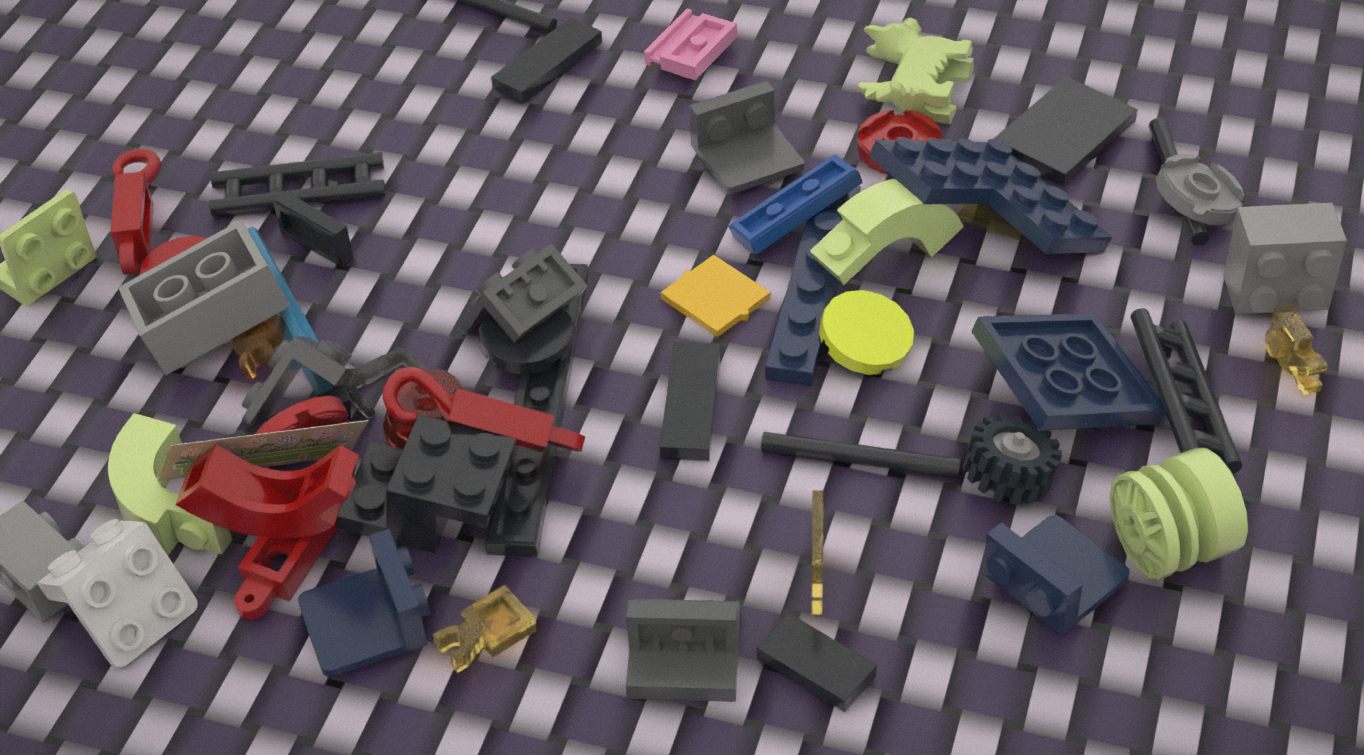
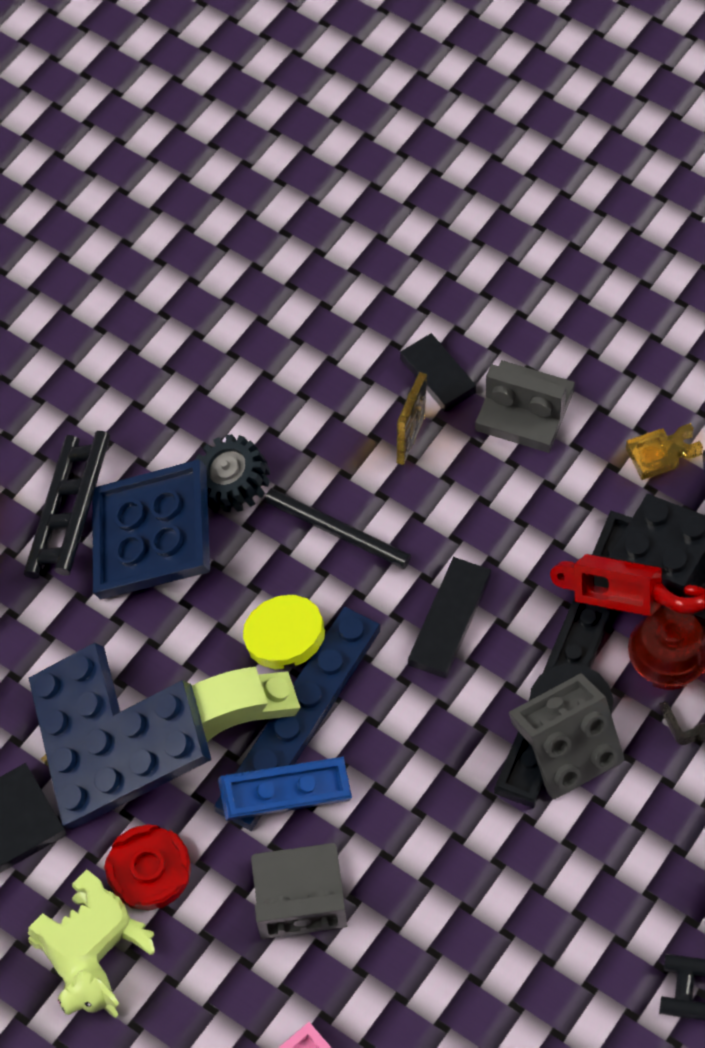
camera: 160 degrees left, 15 degrees up
(715, 295) = (390, 730): yellow piece -> none
(1053, 571) = (248, 383): dark blue bracket -> none
(1178, 513) = (147, 377): yellowish green wheel -> none

